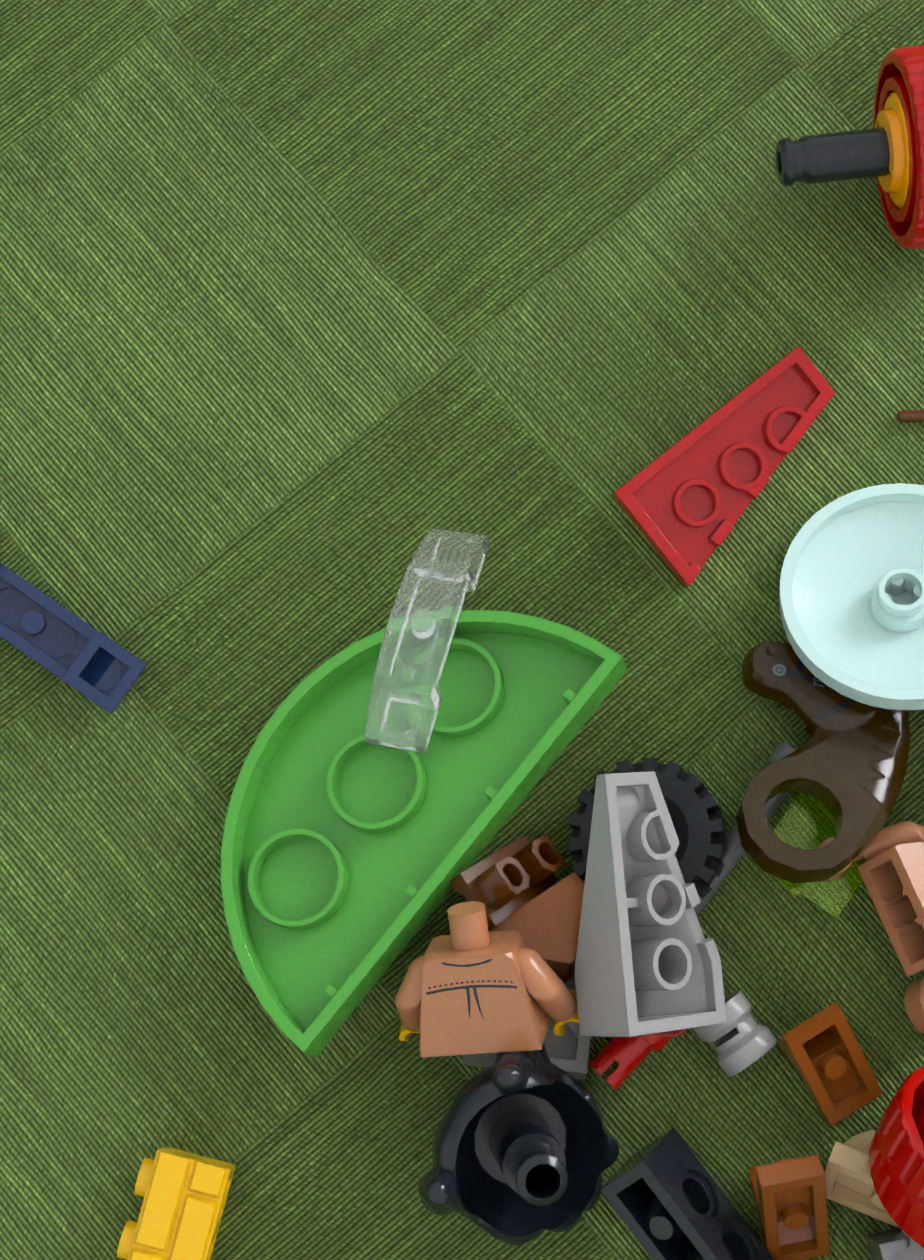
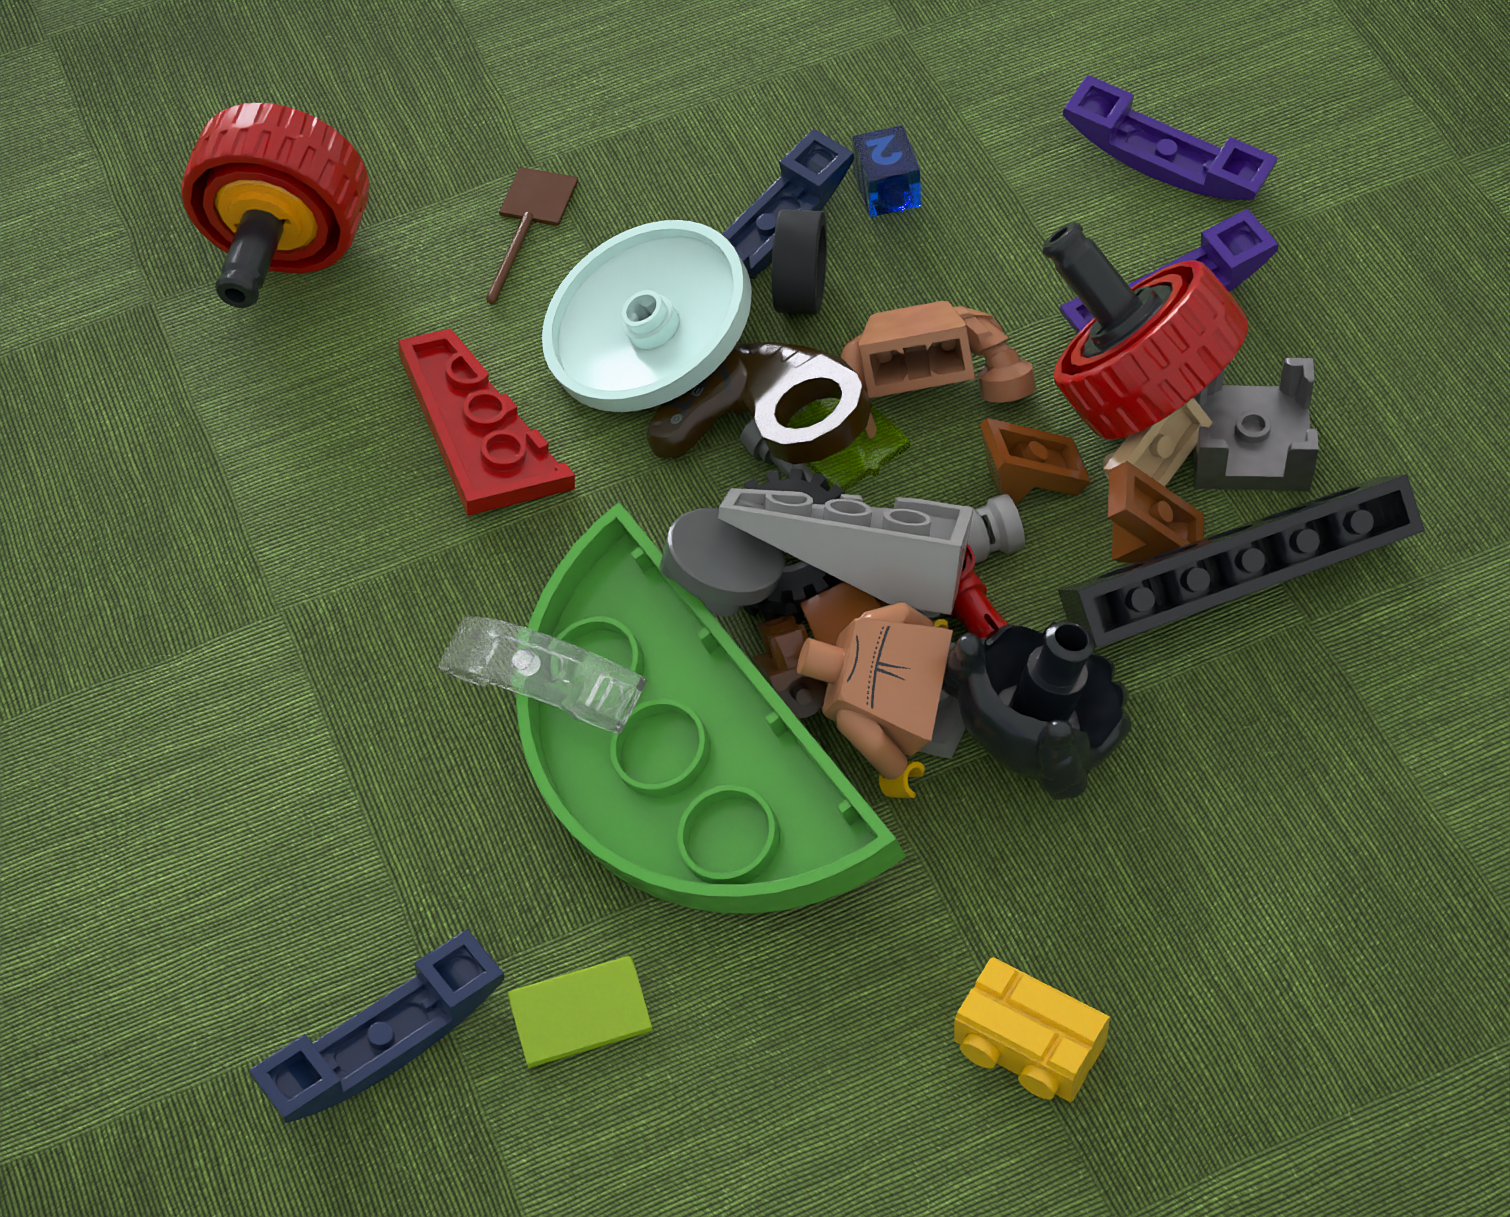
camera: 70 degrees left, 25 degrees down
(99, 794) = (579, 1011): none -> lime slope
(560, 780) = (720, 562): none -> dark grey tile

